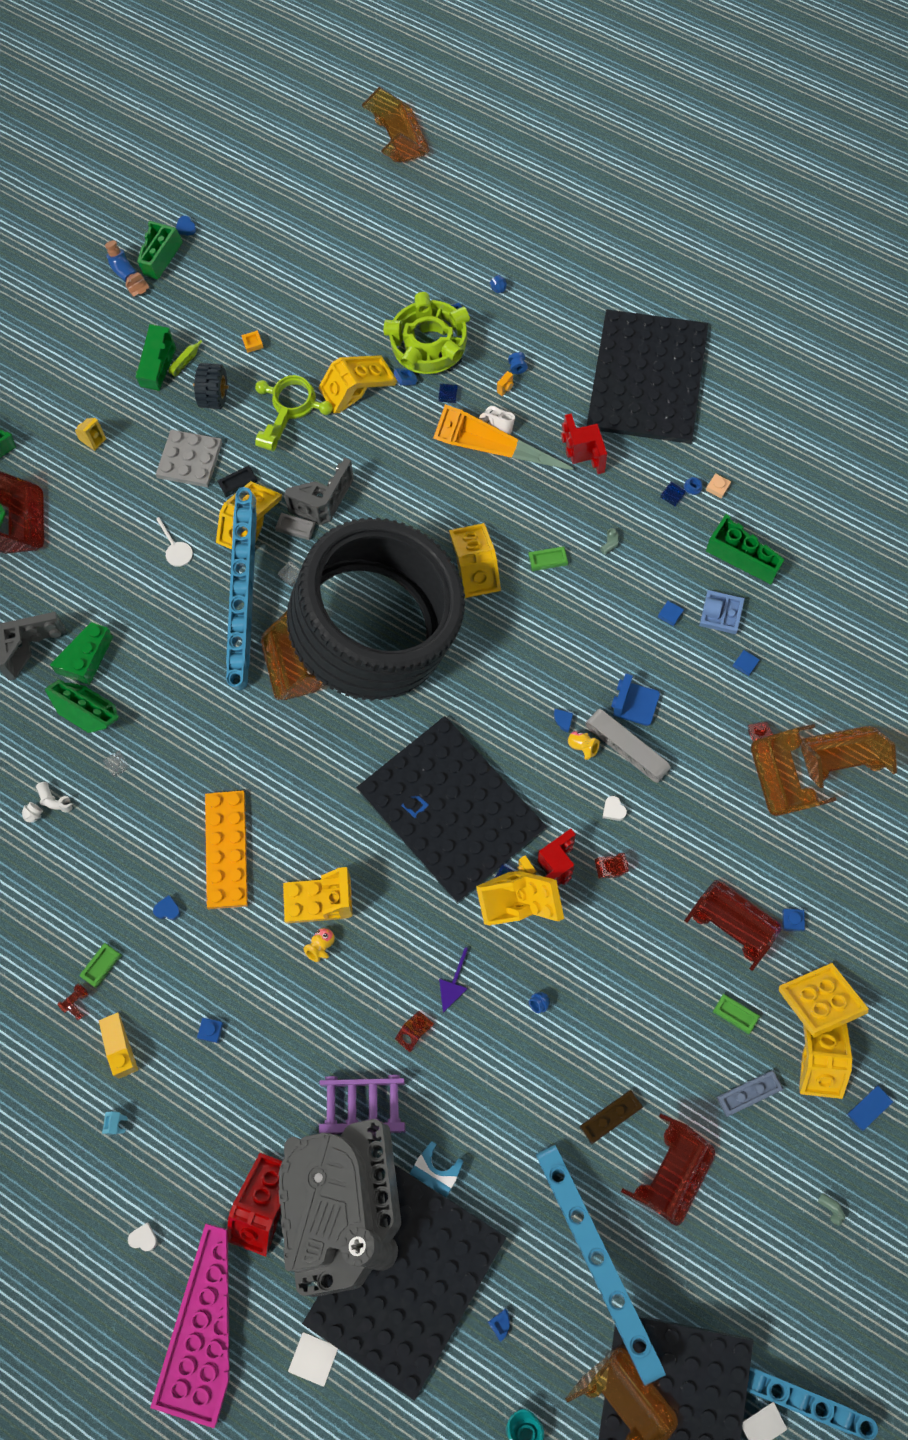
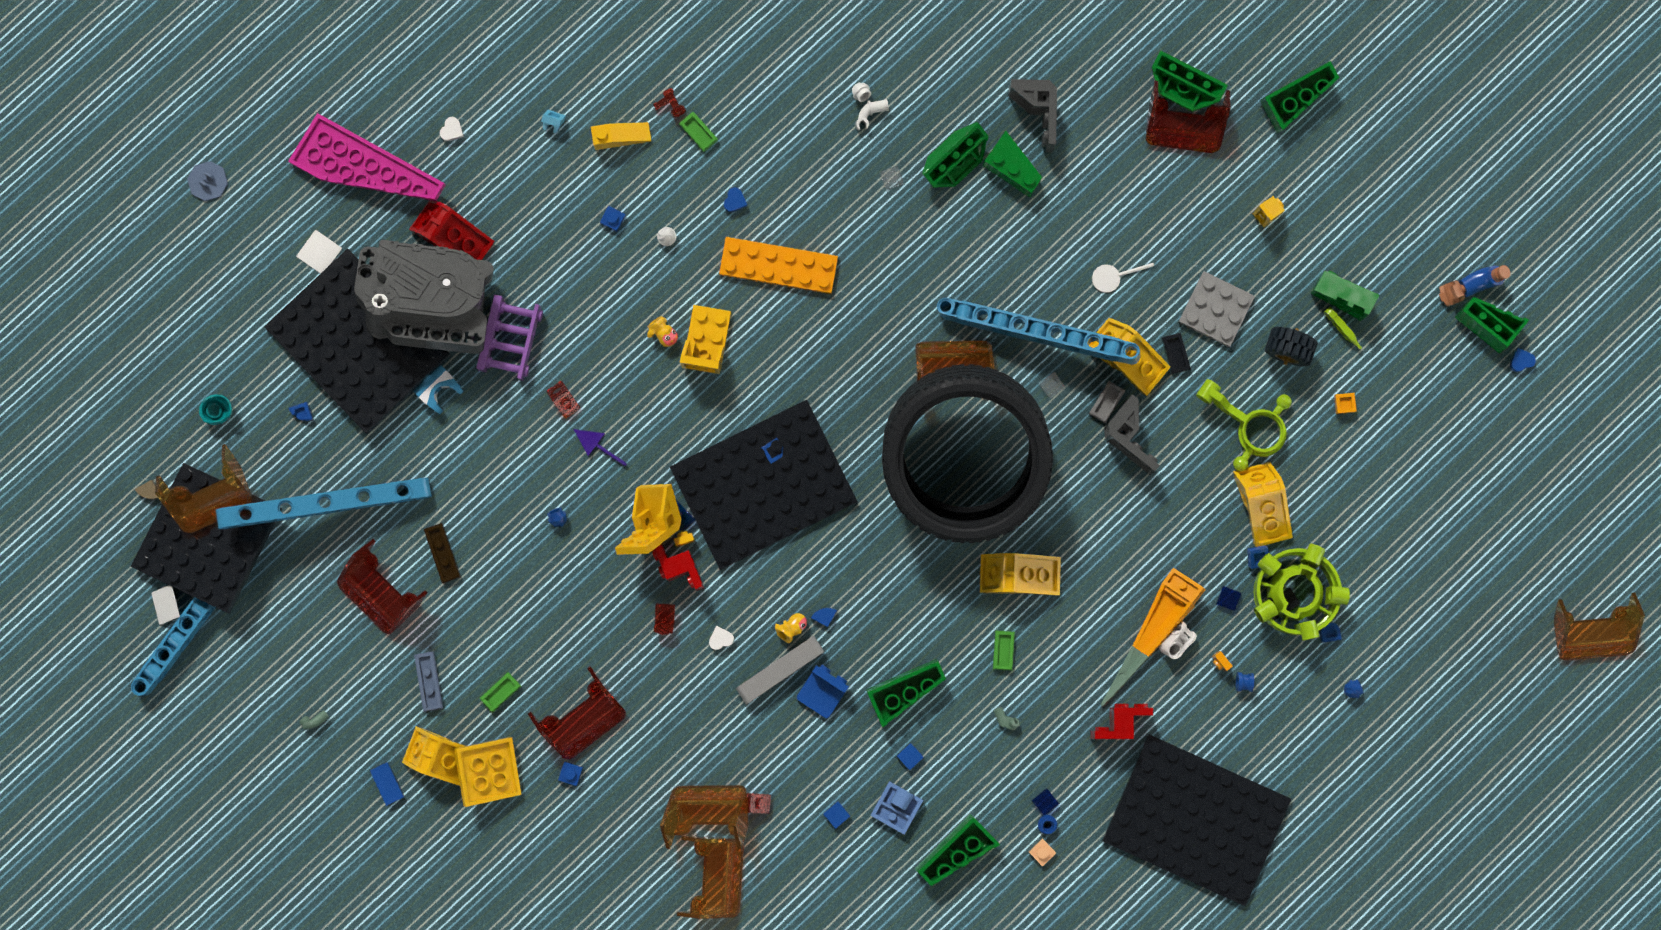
camera: 100 degrees right, 15 degrees up
(218, 968) = (666, 236): none -> white plate
(612, 629) = (904, 690): none -> green wedge

